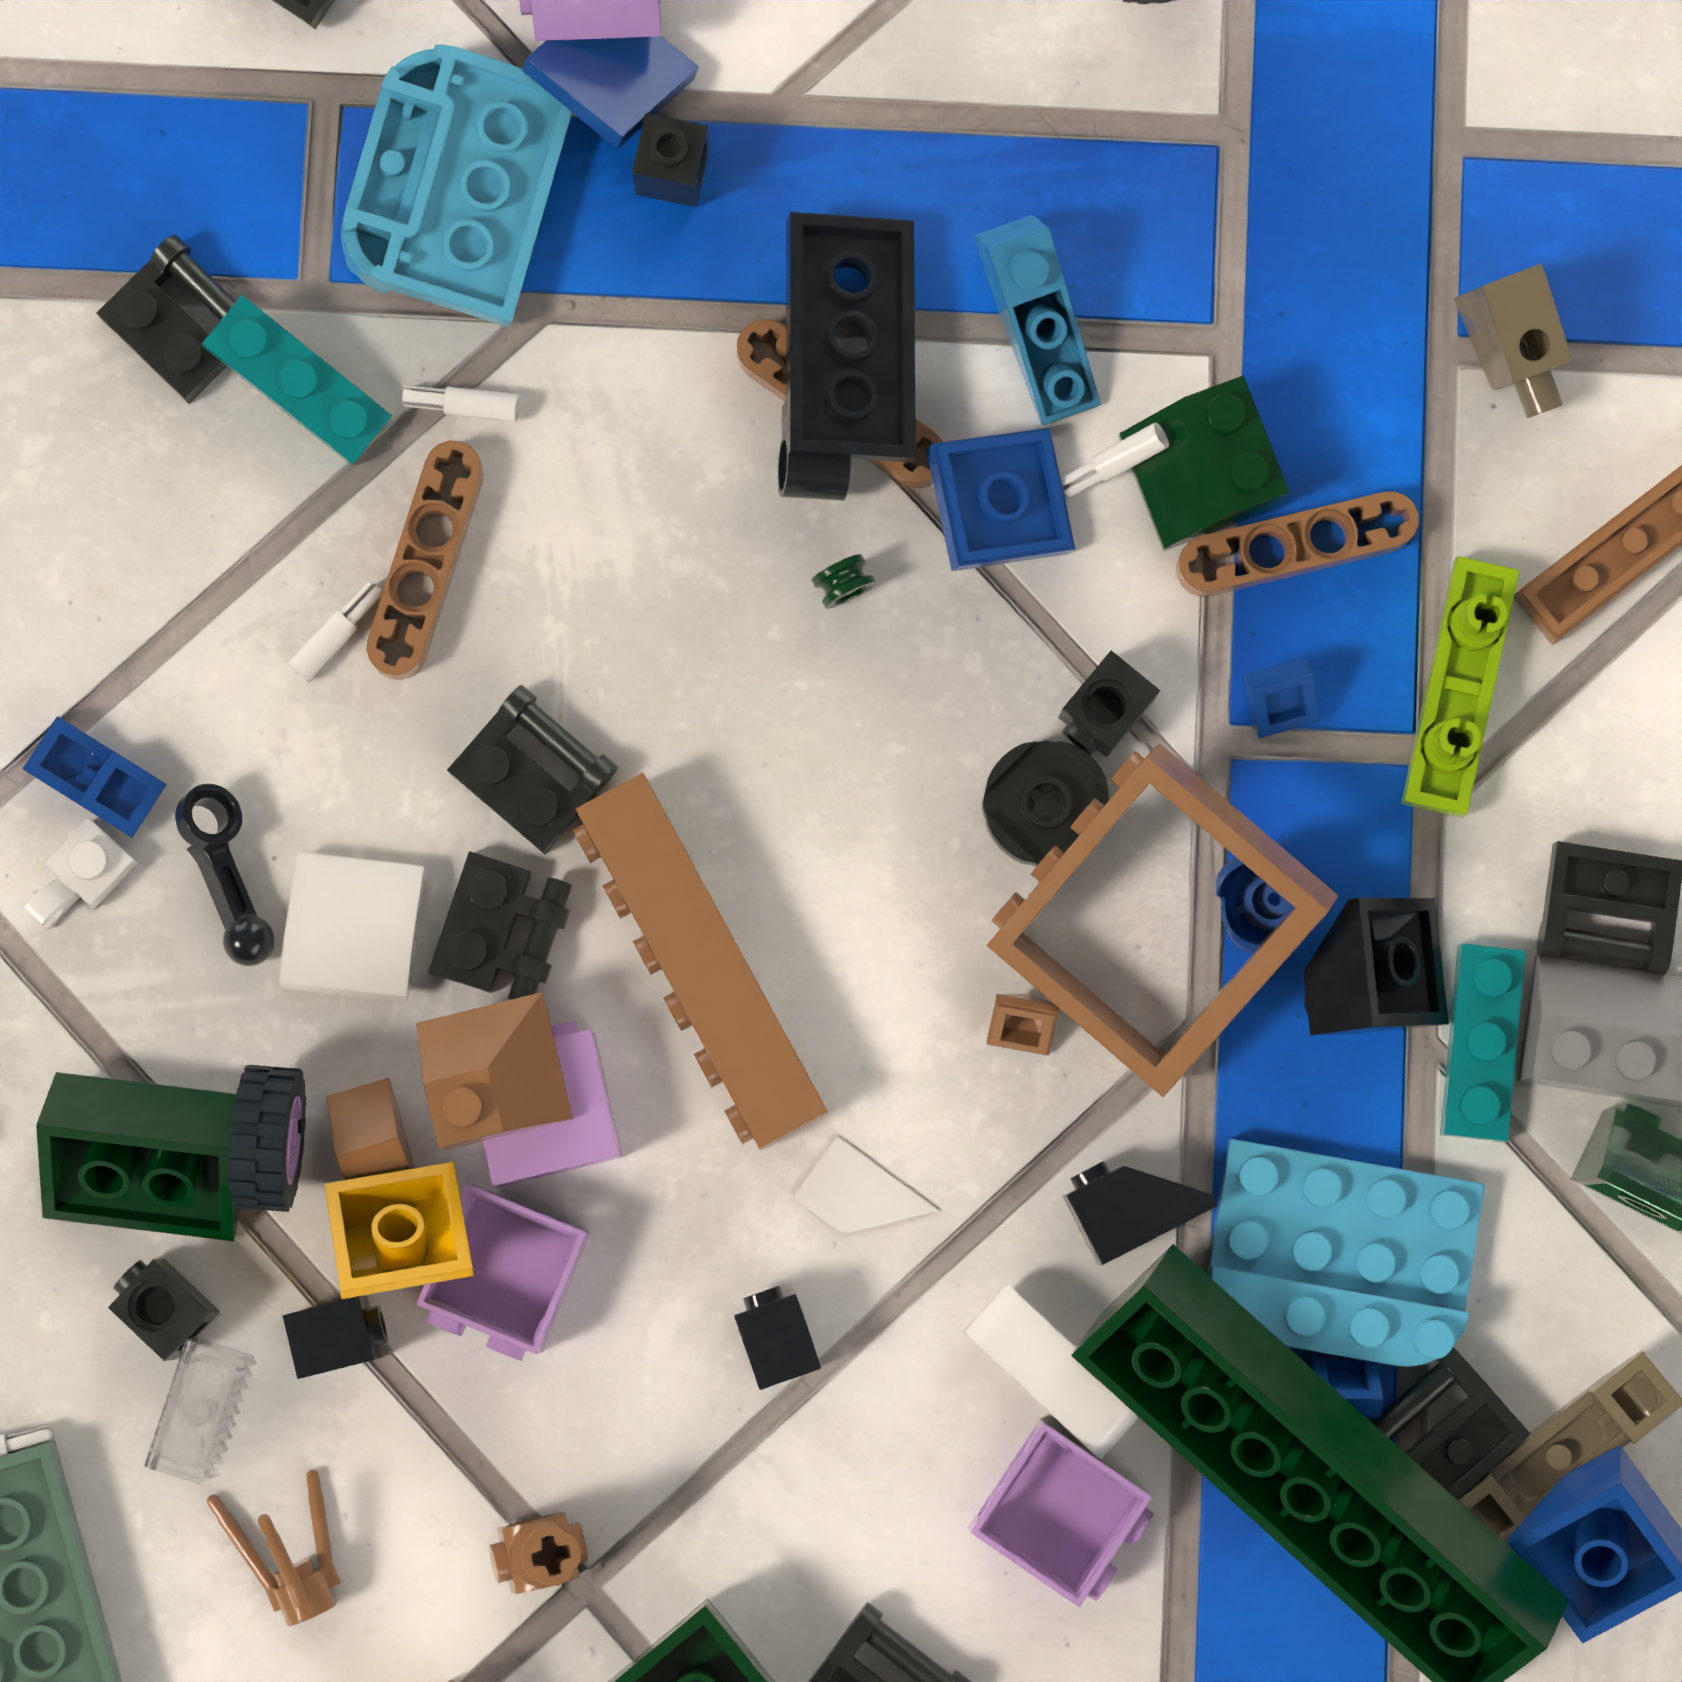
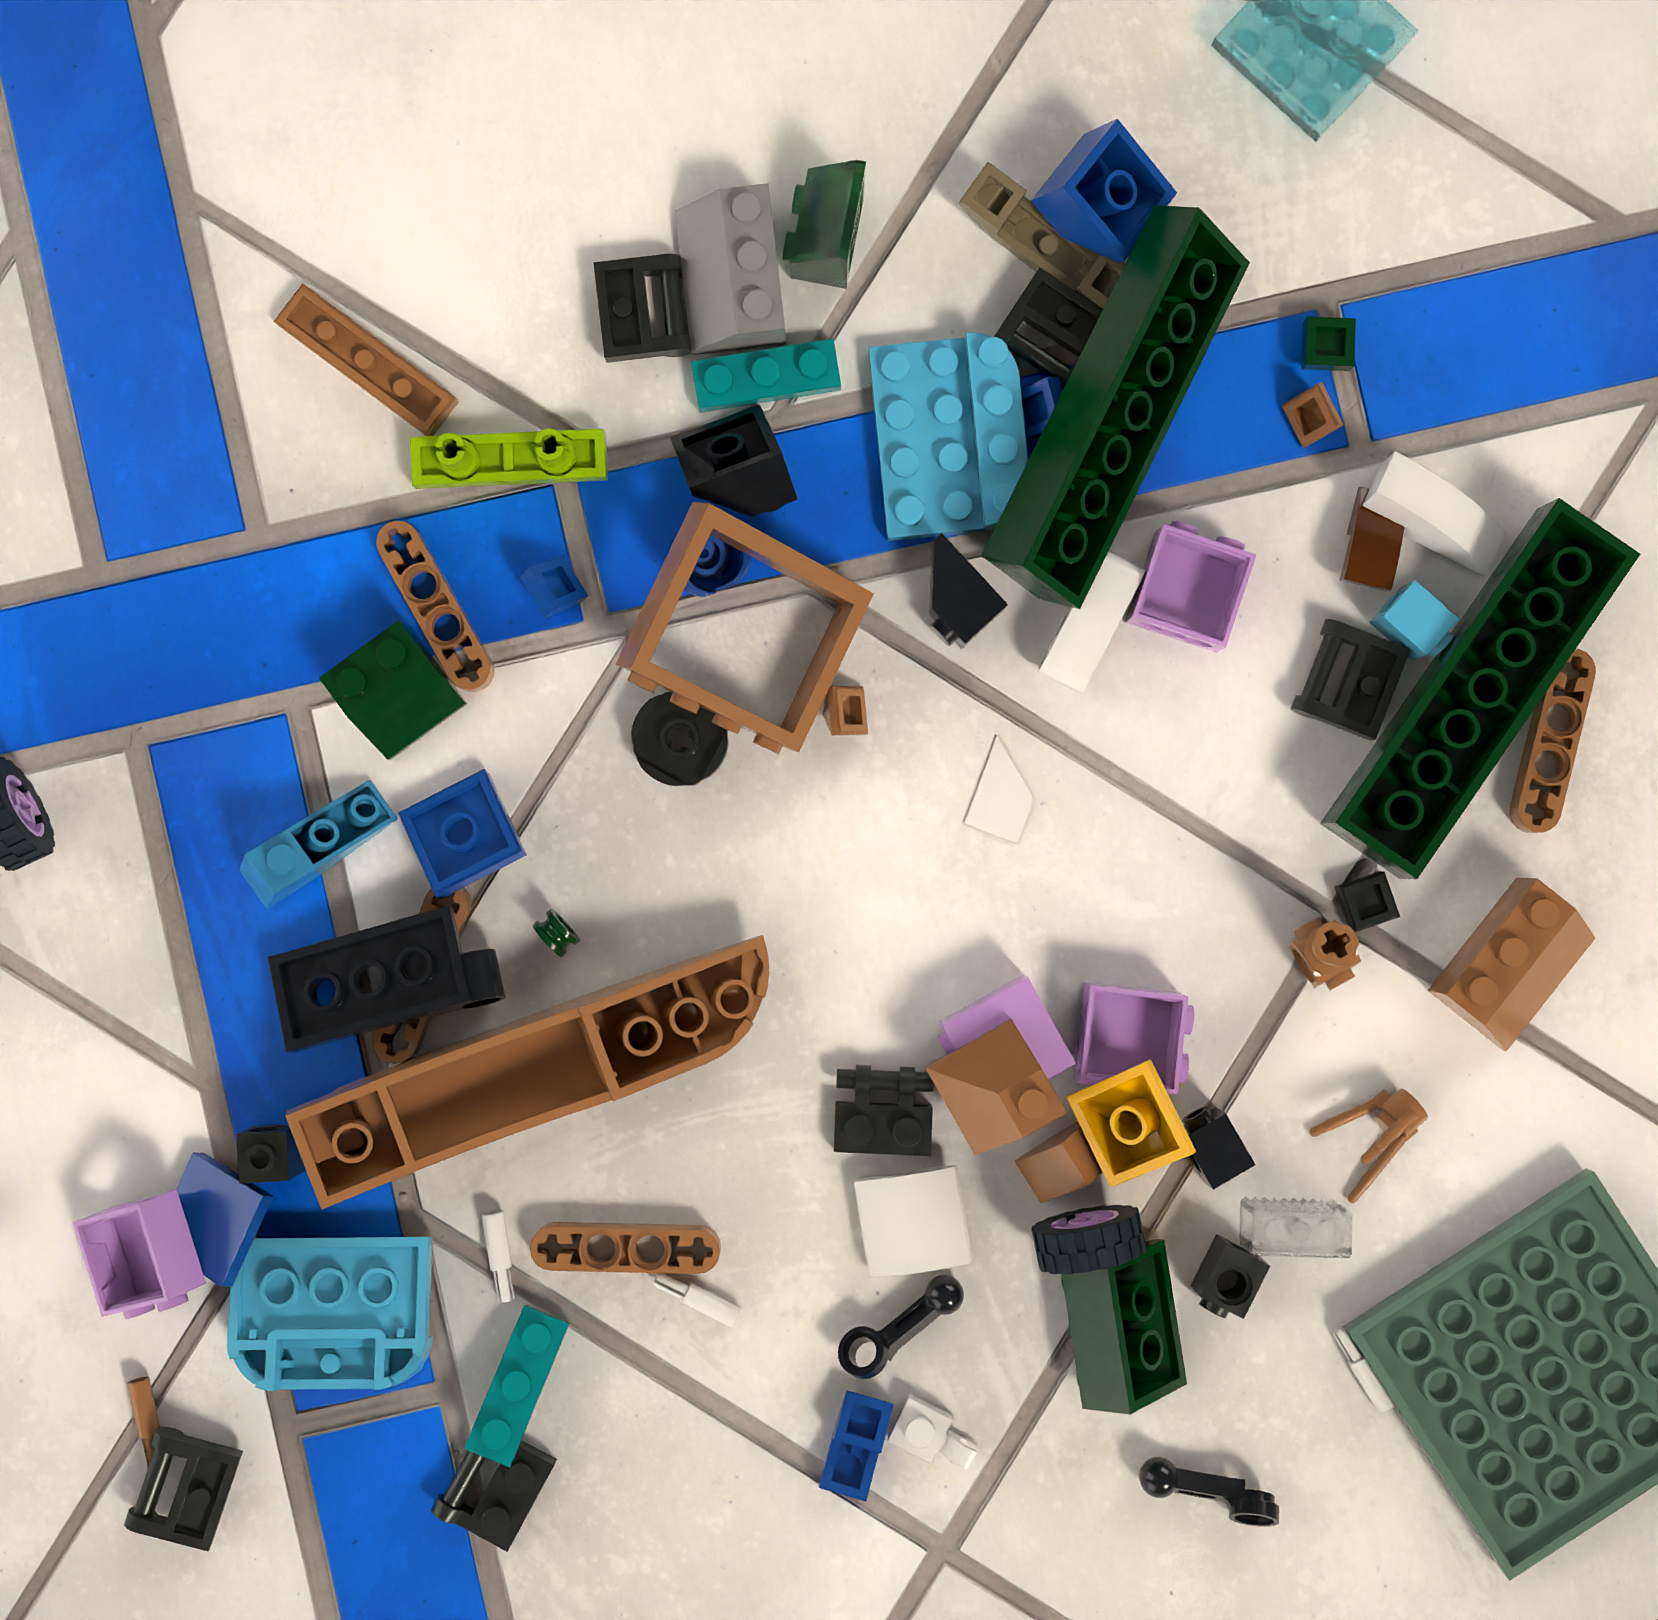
camera: 105 degrees left, 5 degrees up
(520, 787) = (774, 1129): pearl dark grey plate -> none
(589, 1631) = (1367, 901): none -> pearl dark grey tile
(681, 506) = (530, 1071): none -> medium nougat slope
(700, 960) = (867, 958): medium nougat brick -> none
(776, 1337) = (1124, 825): black brick -> none
(1119, 458) = (407, 754): white pin -> none
(1123, 683) = (575, 706): pearl dark grey brick -> none
(1514, 313) = (232, 482): dark tan torso -> none

